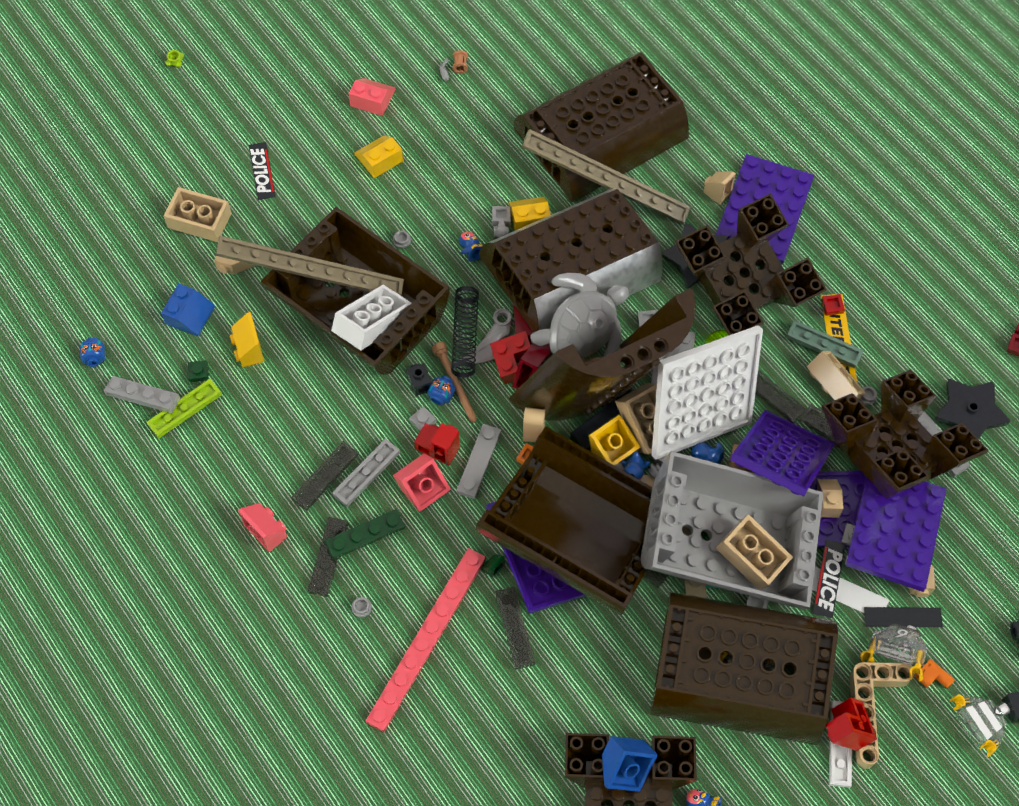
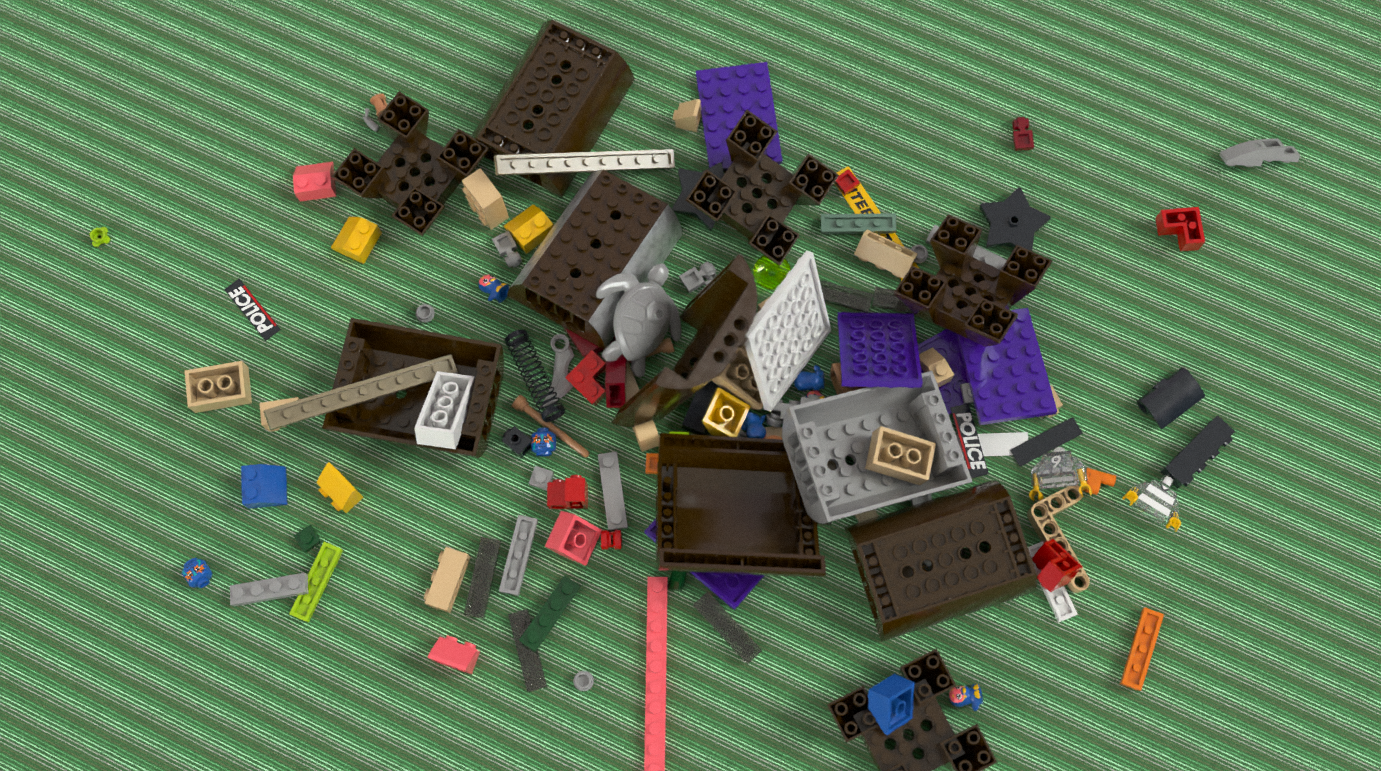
camera: 25 degrees left, 10 degrees up
(294, 461) = (447, 579): none -> tan brick
(454, 499) = (606, 539): none -> red wheel
(459, 123) = (448, 166): none -> dark brown slope
(503, 169) = (484, 199): none -> tan brick

